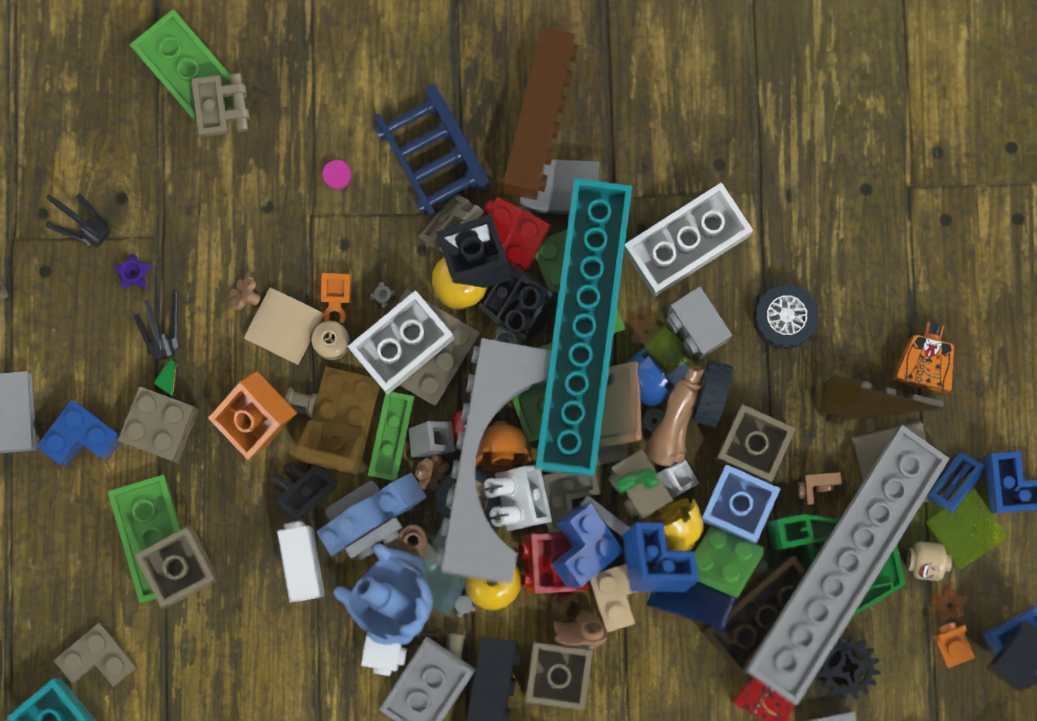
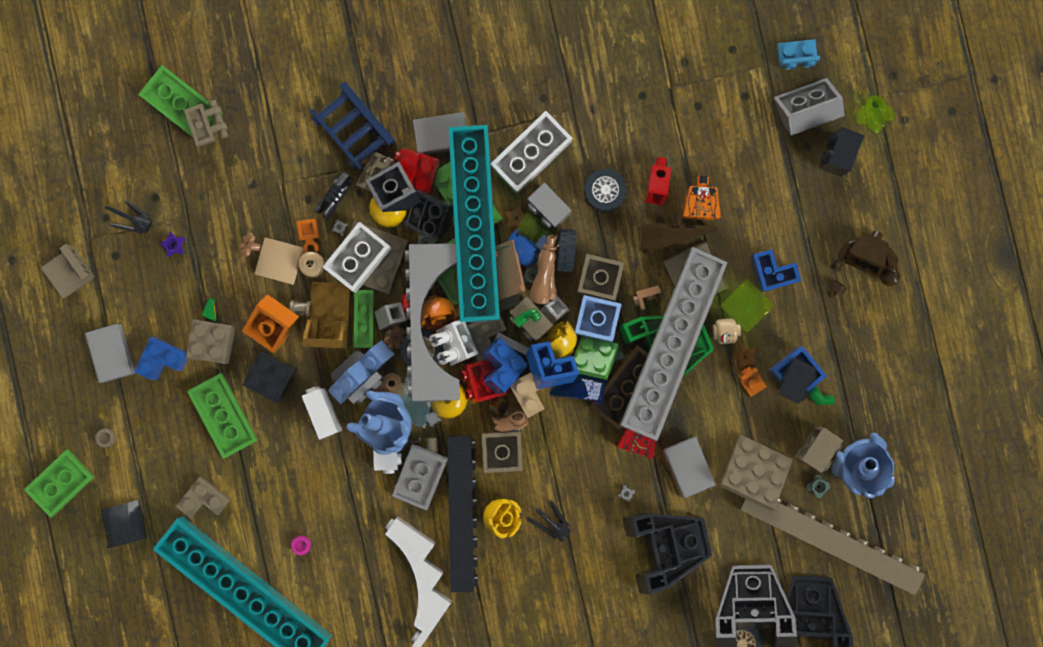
camera: 15 degrees left, 5 degrees up
(160, 345) = (200, 289): black plant -> none
(176, 567) = (241, 431): dark tan brick -> none
(235, 494) = (270, 376): none -> black brick
(306, 491) = (315, 367): black hinge -> none
(337, 174) = (293, 154): dark pink tile -> none
(384, 246) = (334, 196): none -> black hinge
(539, 114) = (417, 88): reddish brown brick -> none
(851, 681) = (674, 414): black gear -> none
(867, 321) = (658, 182): none -> red torso
(943, 501) = (728, 290): blue tile -> none

